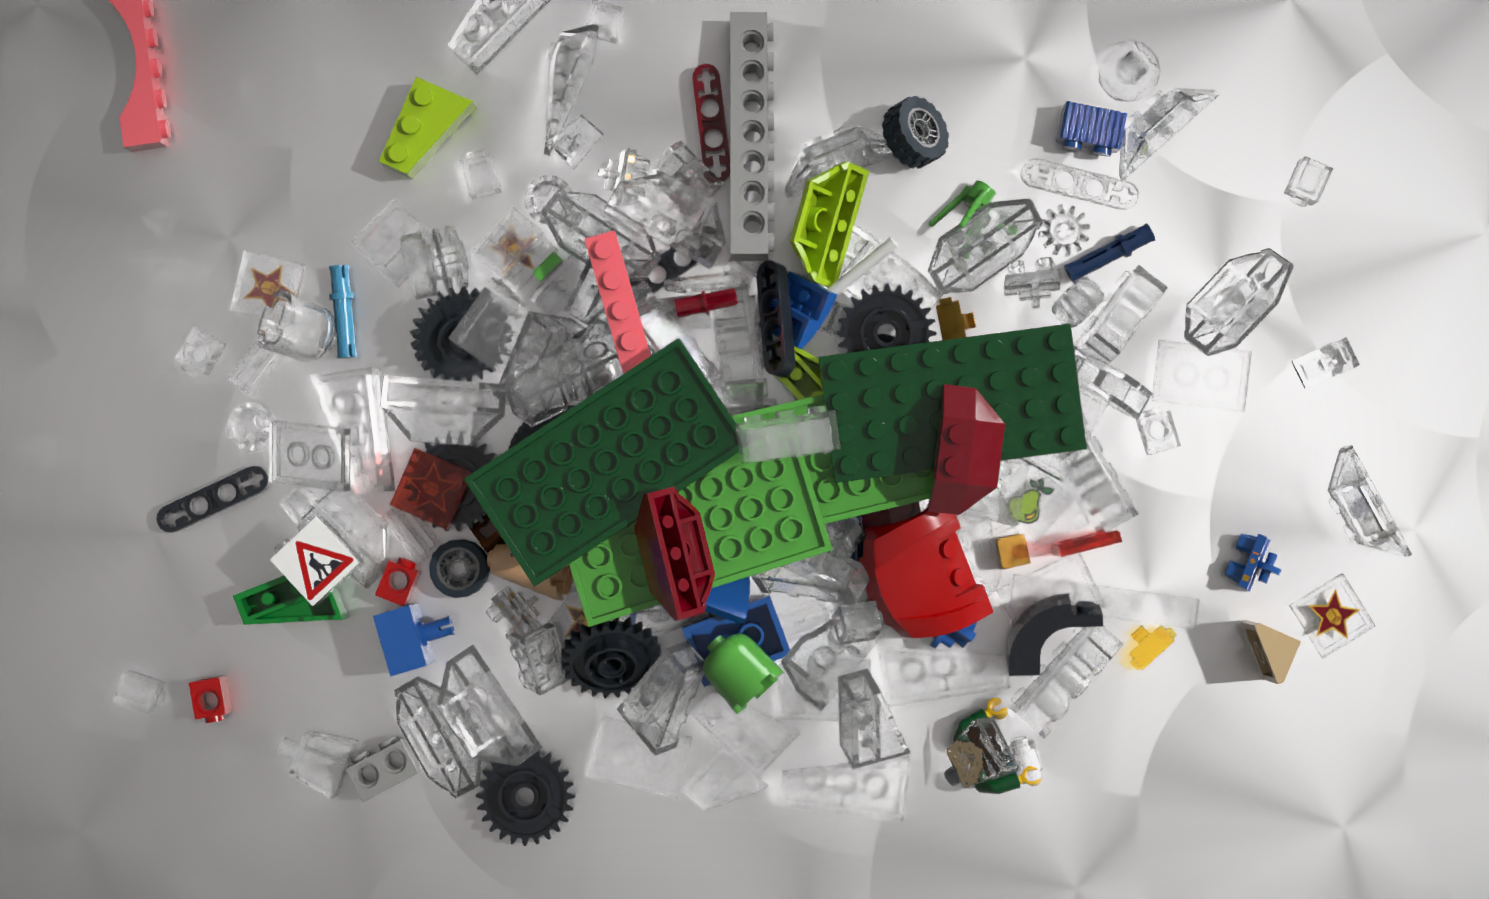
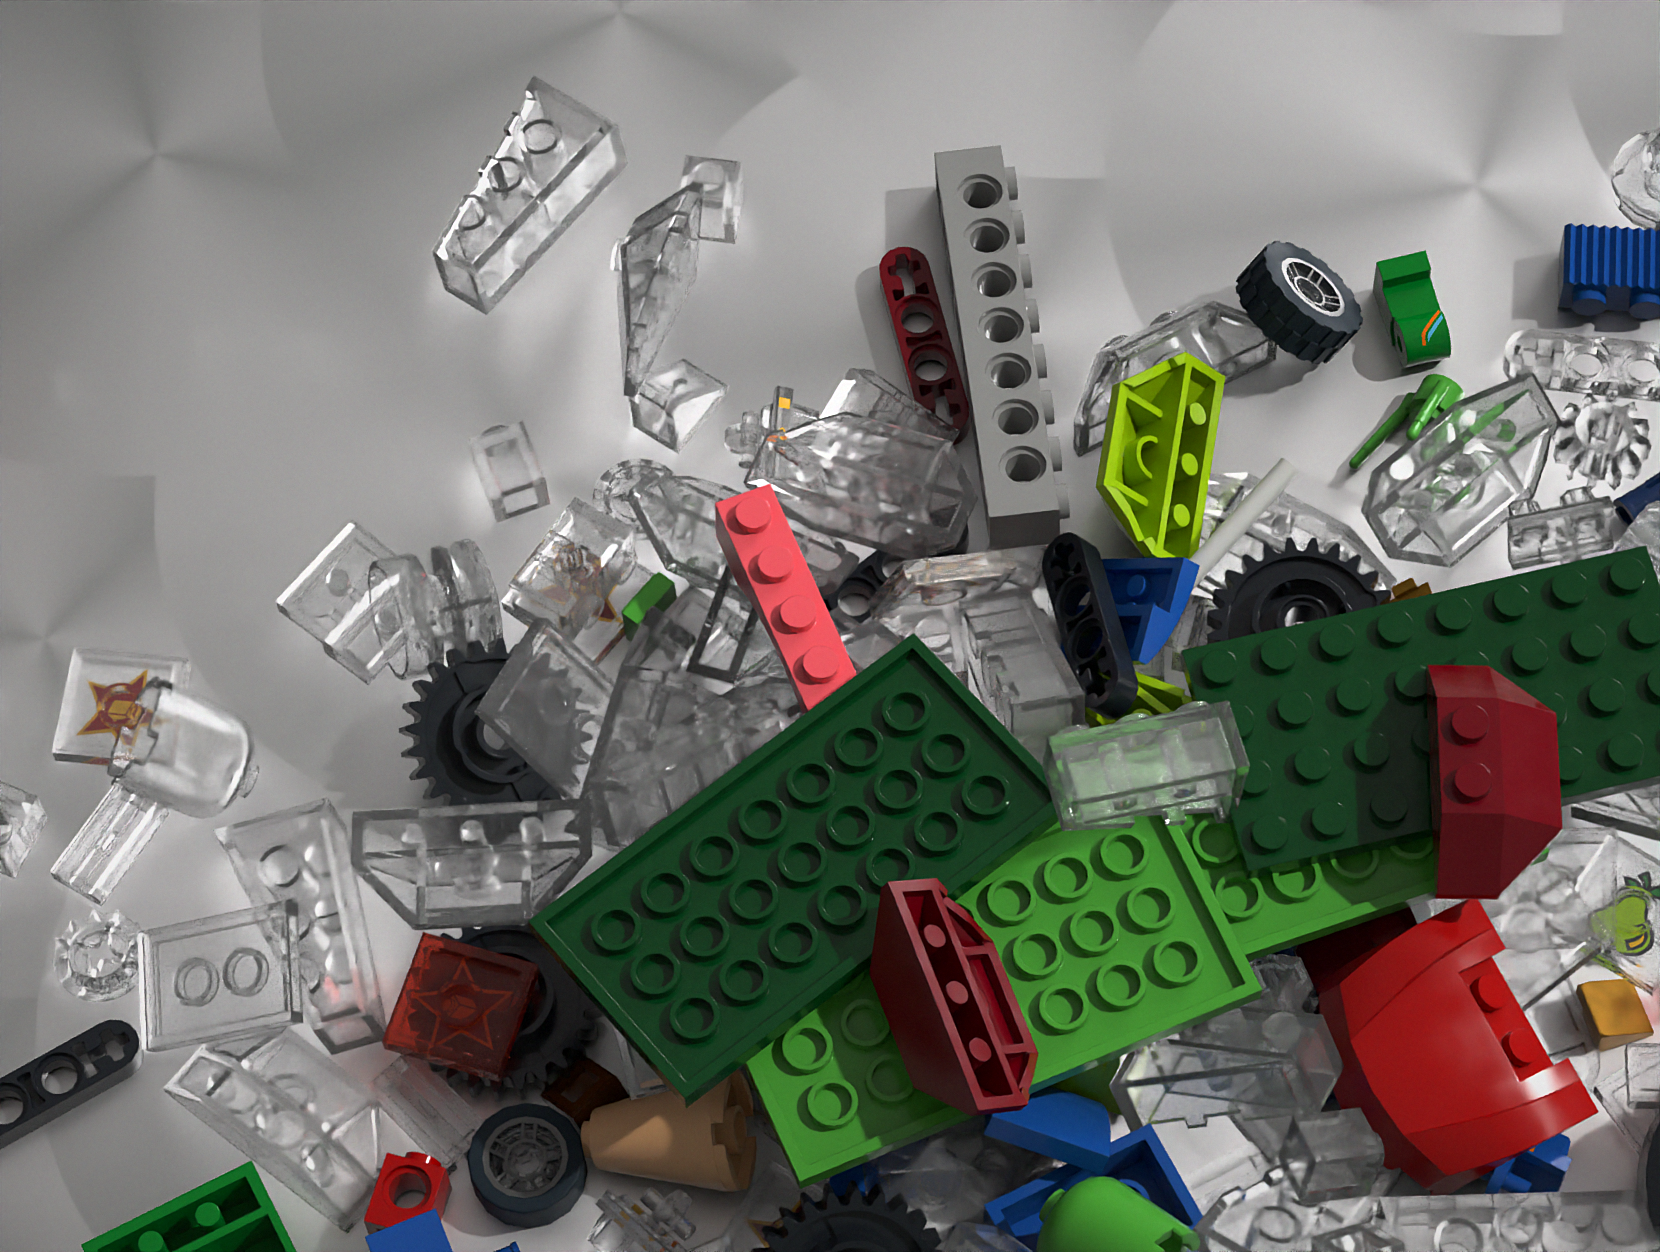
camera: 10 degrees left, 25 degrees down
(316, 559) = (247, 1145): piece -> none
(343, 312) = (264, 708): dark azure pin -> none
(423, 126) = (395, 401): lime wedge -> none
(705, 302) = (955, 607): dark red axle -> none
(976, 139) = (1411, 309): none -> green leg

